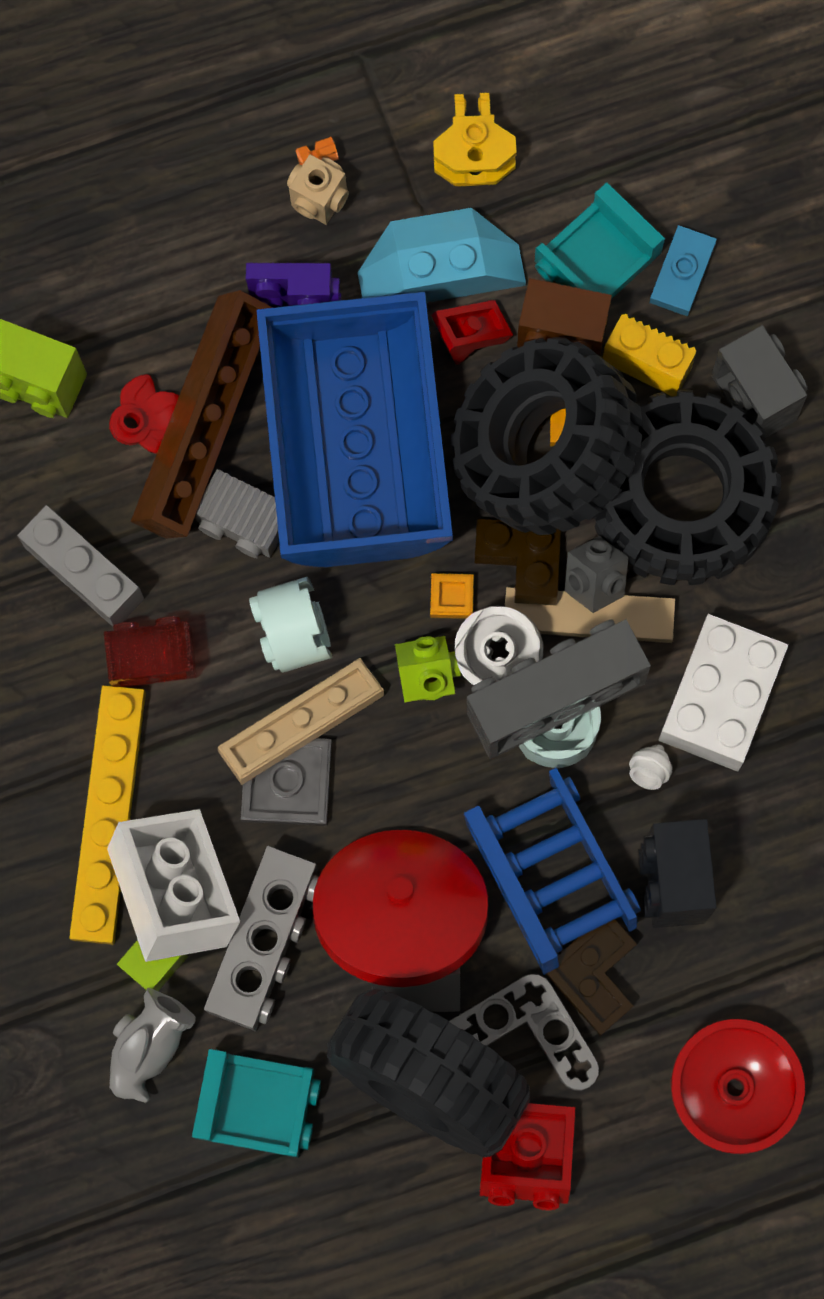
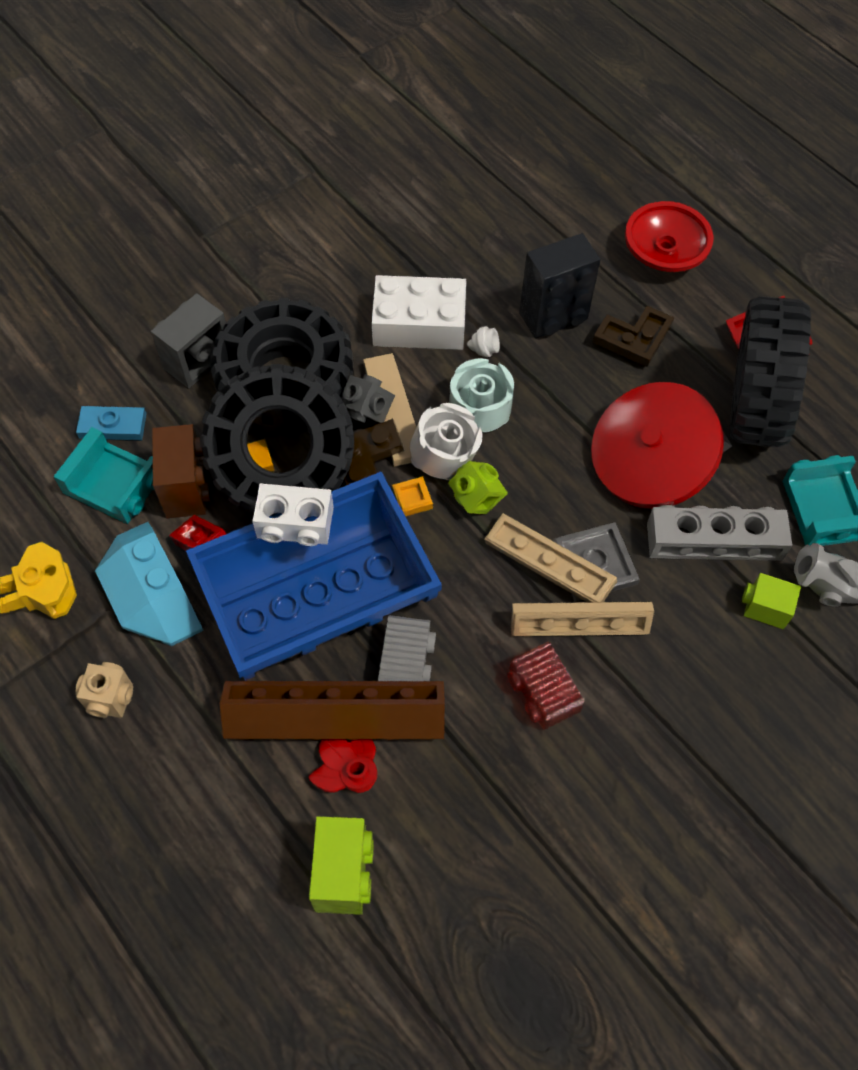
camera: 115 degrees left, 15 degrees down
(80, 566) = (497, 765): light grey brick -> none
(107, 804) = (680, 677): yellow plate -> none
(172, 885) = (721, 590): white brick -> none
(212, 726) = (581, 618): none -> tan tile
(292, 283) = (206, 666): dark purple plate -> none
(292, 625) = (483, 581): light aqua brick -> none
(323, 148) = (66, 702): orange piece -> none
(424, 414) = (295, 506): none -> white brick
(528, 904) = (595, 396): blue fence -> none
(536, 1019) = (681, 363): light grey beam -> none
(557, 687) = (472, 369): dark grey brick -> none
(649, 355) = (188, 405): yellow brick -> none

